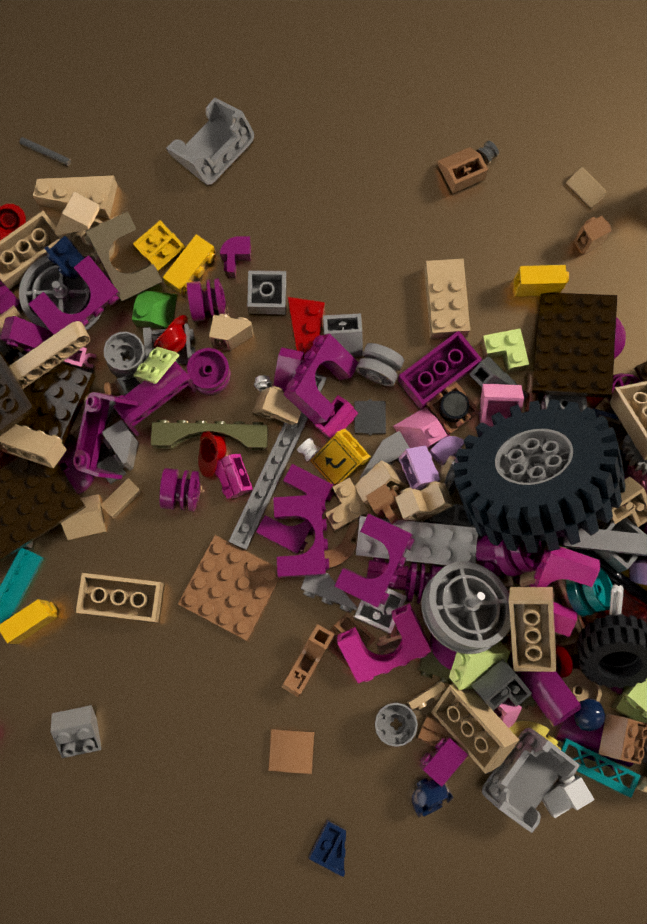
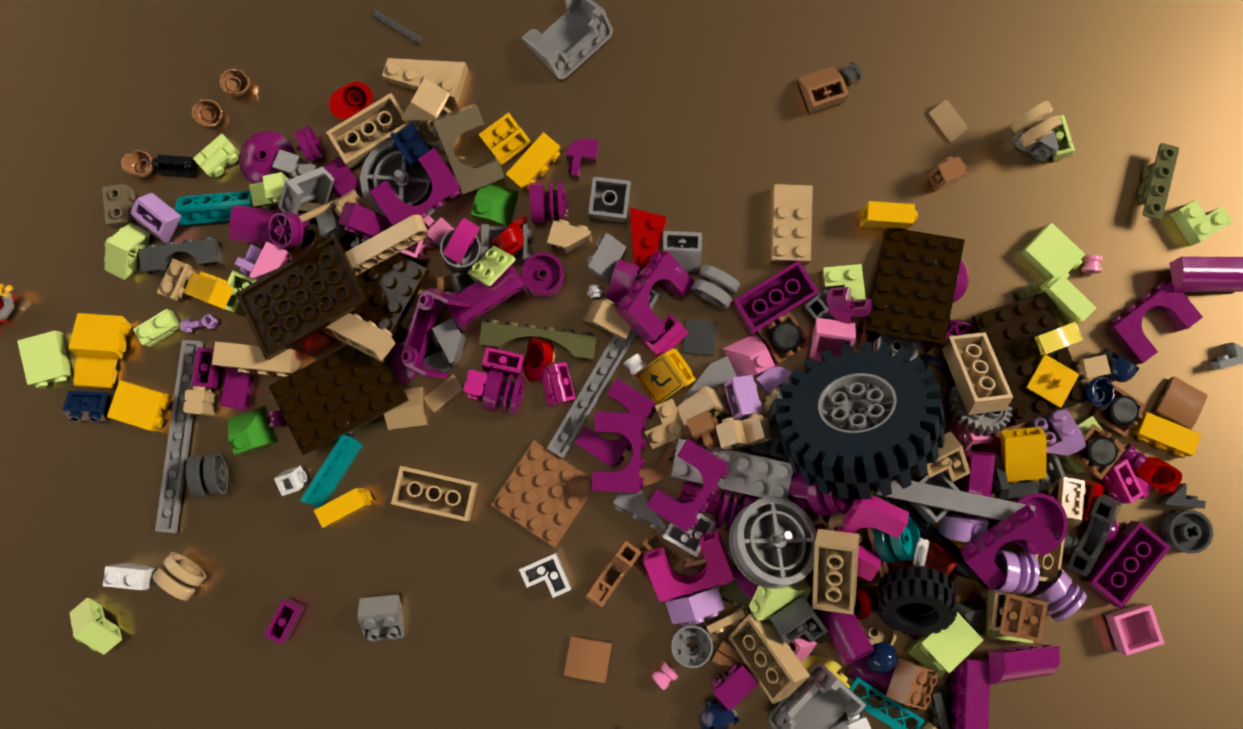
camera: 10 degrees right, 5 degrees up
(98, 338) = (437, 230): none -> bright pink brick
(123, 343) = (461, 240): none -> dark pink slope
(150, 484) = (475, 385): none -> dark pink brick
(176, 459) = (502, 361): none -> dark pink brick
(241, 662) = (551, 571): none -> white brick
(268, 347) = (606, 257): none -> light grey slope
(371, 760) = (664, 676): none -> bright pink wheel
(395, 684) = (695, 606): none -> lavender brick
(508, 371) = (844, 308): none -> magenta brick

